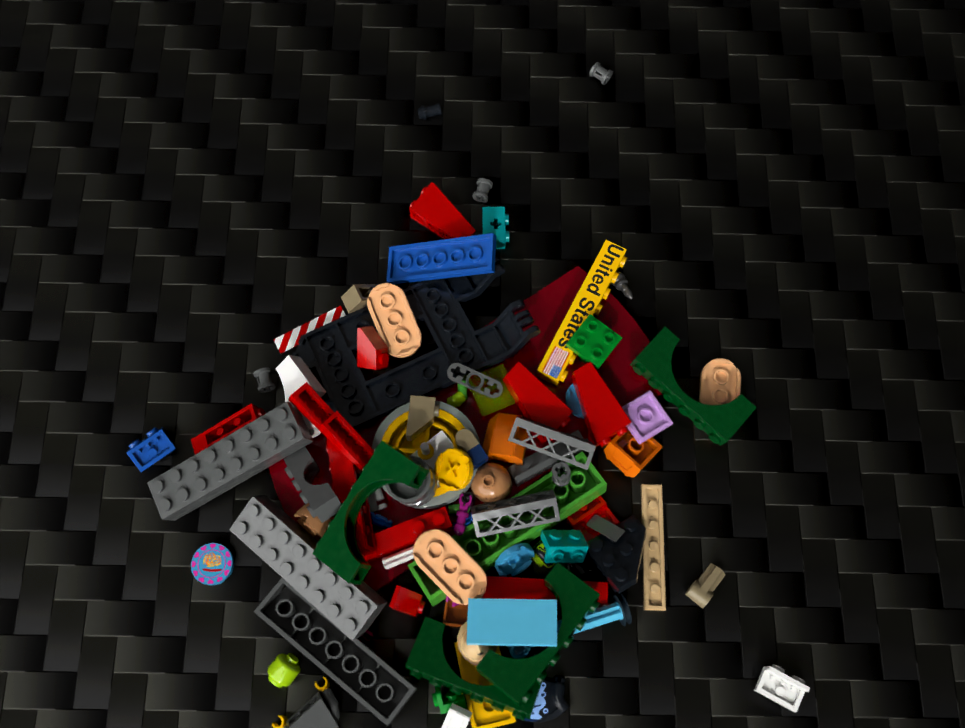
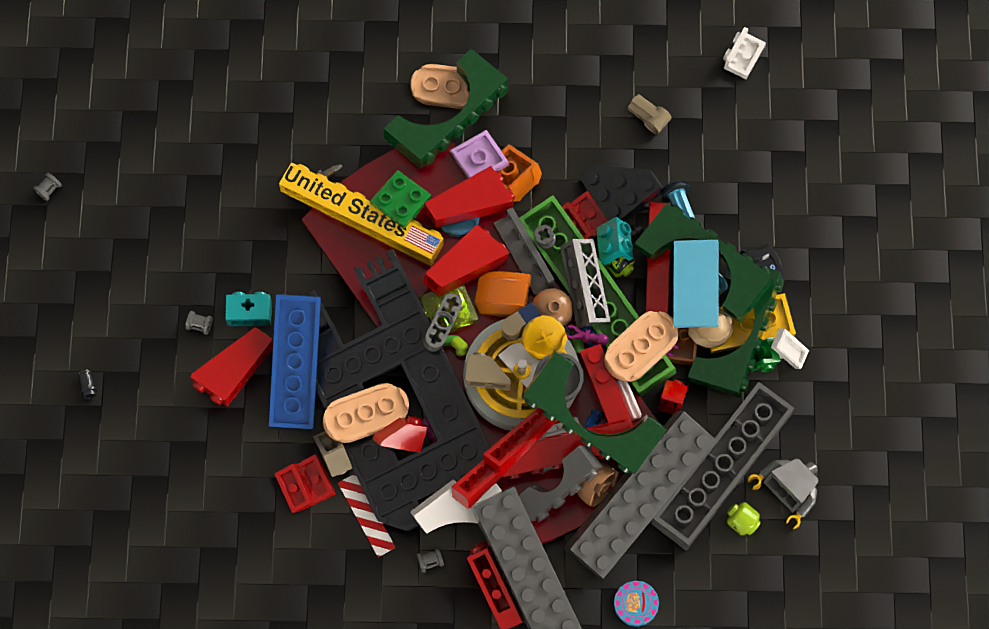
camera: 90 degrees left, 0 degrees up
(337, 277) = (305, 483): none -> red slope
(514, 559) = (629, 290): dark azure tile -> none
(555, 434) = (506, 237): fence -> none
(605, 527) = (594, 203): dark grey sticker -> none
(653, 549) = (582, 160): tan tile -> none

